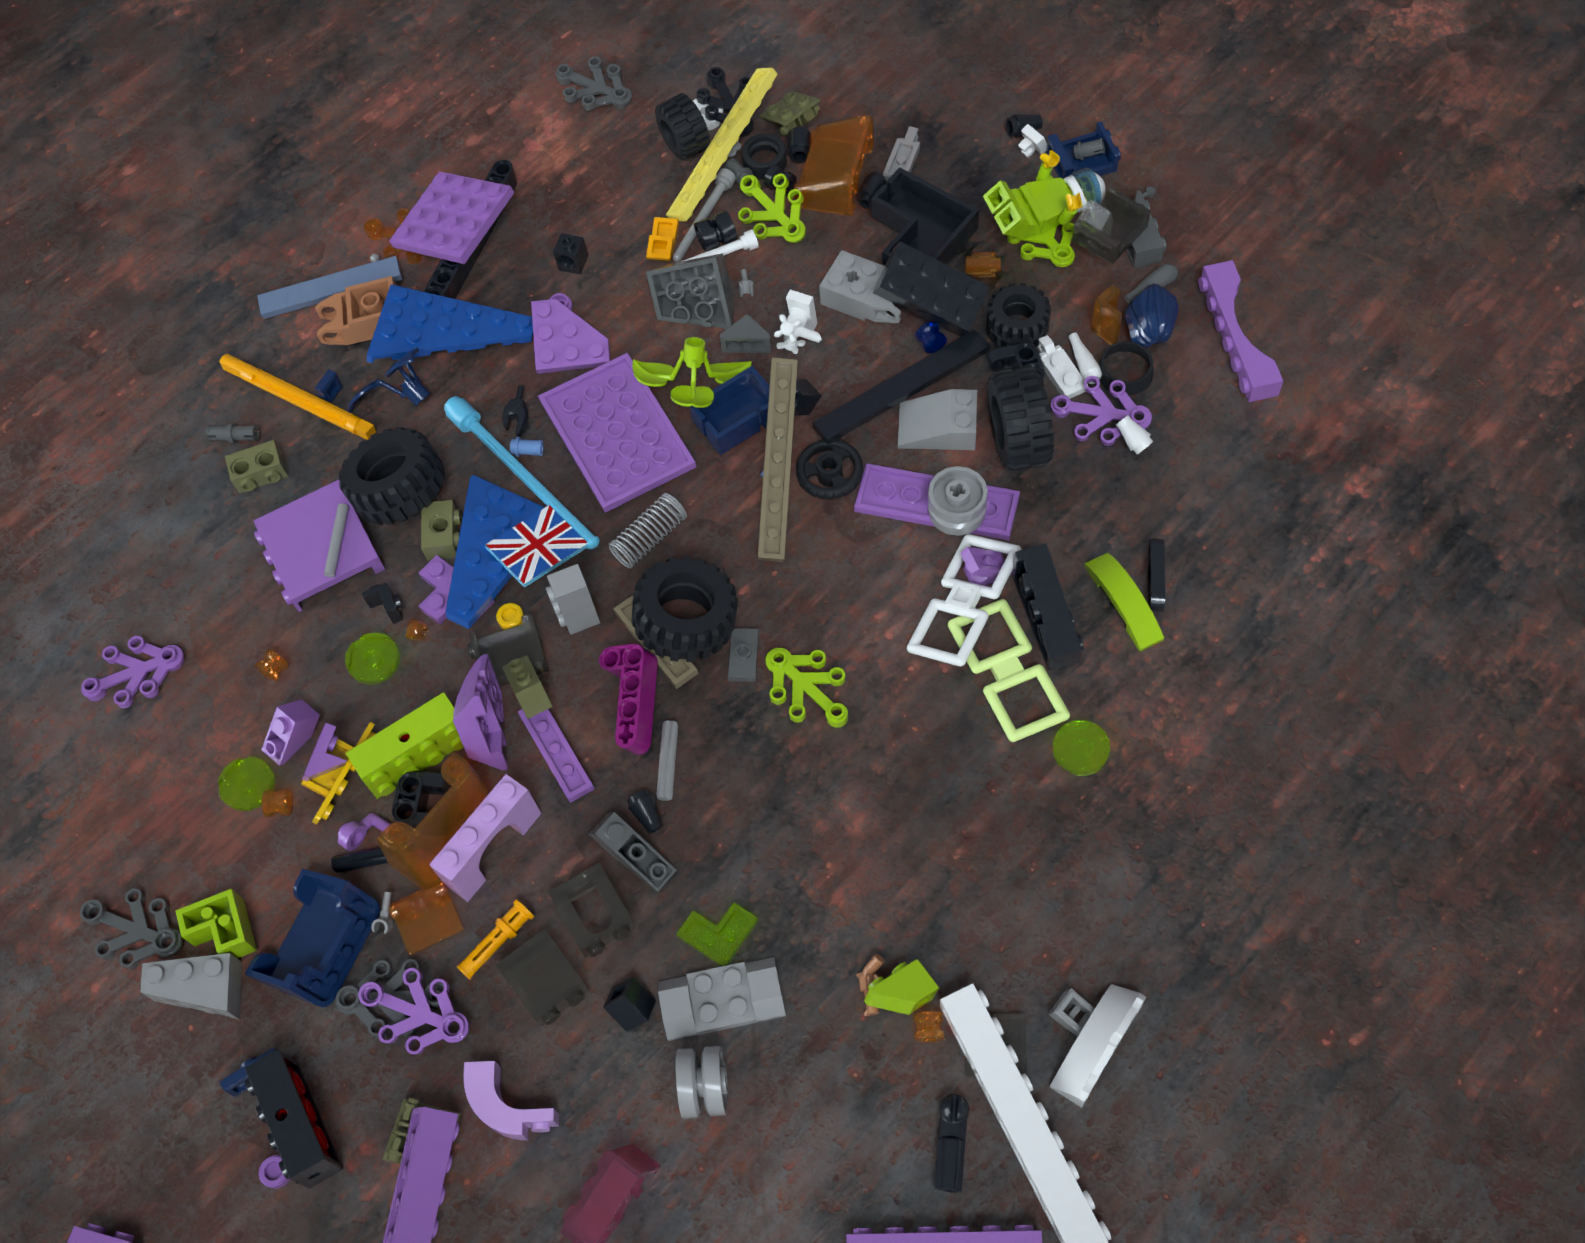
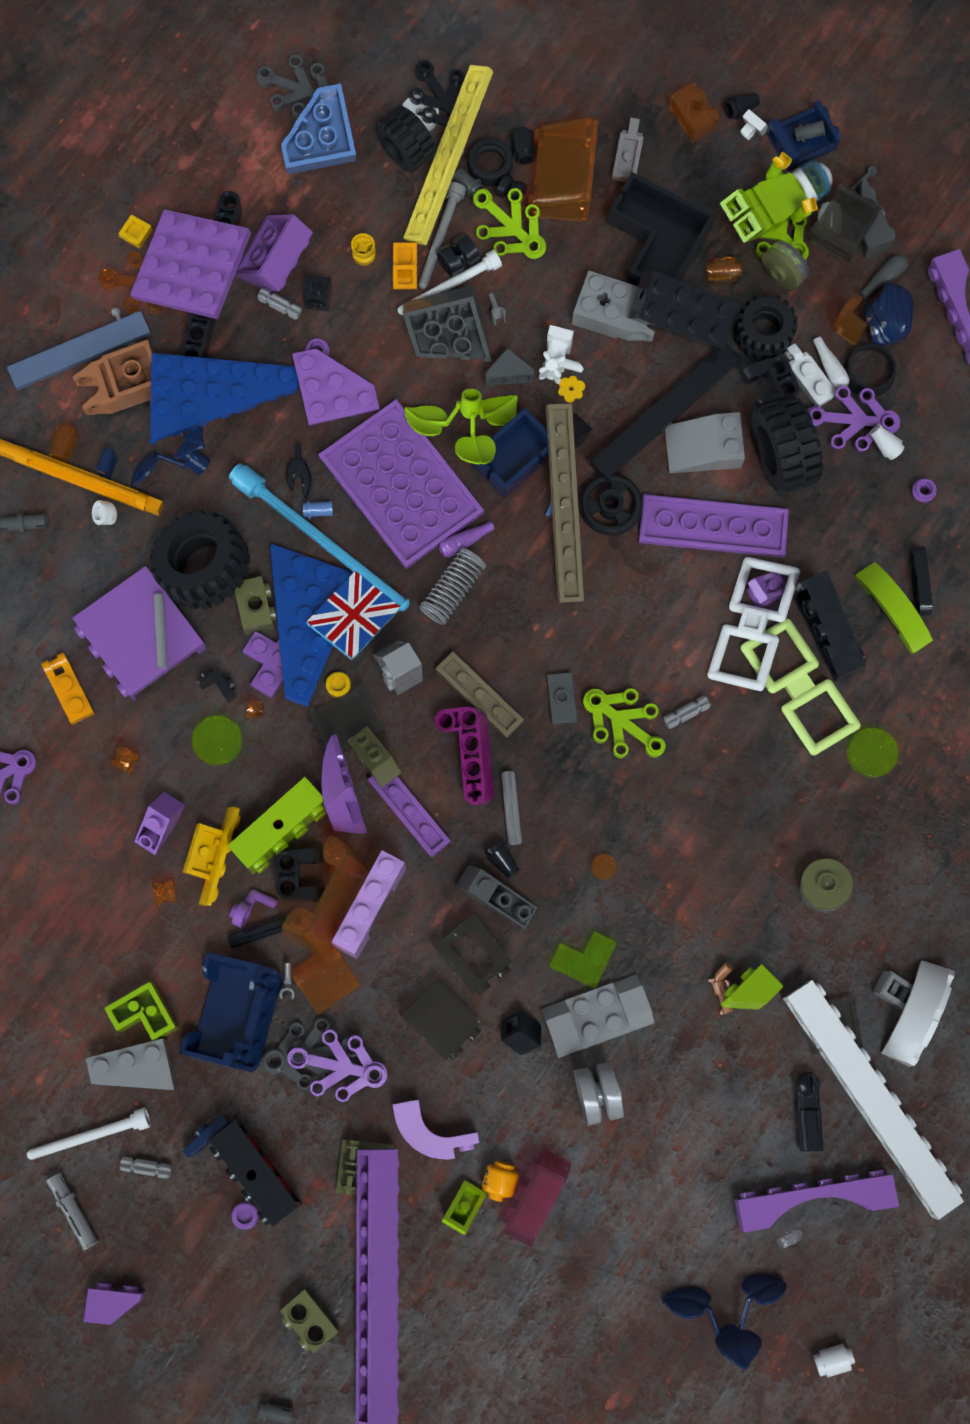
camera: 20 degrees left, 15 degrees up
(84, 1129) = (71, 1210): none -> light grey pin
(134, 930) = (64, 1024): dark grey plant -> none
(180, 1099) = (145, 1167): none -> light grey axle
(186, 1044) = (137, 1120): none -> white piece
(235, 592) = (68, 689): none -> light orange plate
(244, 783) = (128, 876): clear neon green tile -> none
(256, 466) = (53, 551): olive brick -> none
(292, 365) = (63, 443): none -> clear orange brick
(312, 431) = (104, 513): none -> white tile
(320, 761) = (198, 852): medium lavender slope -> none
(409, 190) = (135, 231): none -> yellow plate
(505, 928) = (397, 977): light orange pin -> none
(521, 1197) = (464, 1207): none -> lime slope
(532, 262) = (279, 303): none -> light grey axle
(538, 217) = (274, 252): none -> medium lavender slope
(570, 1171) = (500, 1180): none -> light orange head
(601, 118) = (320, 134): none -> medium blue brick
(624, 220) = (365, 244): none -> yellow wheel
(673, 487) = (454, 543): none -> medium lavender piece
(688, 581) = (511, 637): black tyre -> none
(757, 834) = (603, 867): none -> clear orange plate
(792, 111) = (508, 105): olive hinge -> none
(808, 360) = (571, 383): none -> yellow plant
(869, 187) = (603, 194): black brick -> none
(877, 682) = (687, 712): none -> light grey axle
(928, 1027) = (777, 1018): clear orange wheel -> none
(931, 337) = (685, 354): clear blue wheel -> none
(957, 500) = (738, 515): light grey wheel -> none
(974, 127) = (693, 112): none -> clear orange brick
(1007, 883) = (826, 885): none -> olive piece
(1046, 261) = (786, 265): none -> olive piece
(1095, 214) = (827, 215): clear tile -> none
(1174, 481) = (928, 485): none -> medium lavender plate

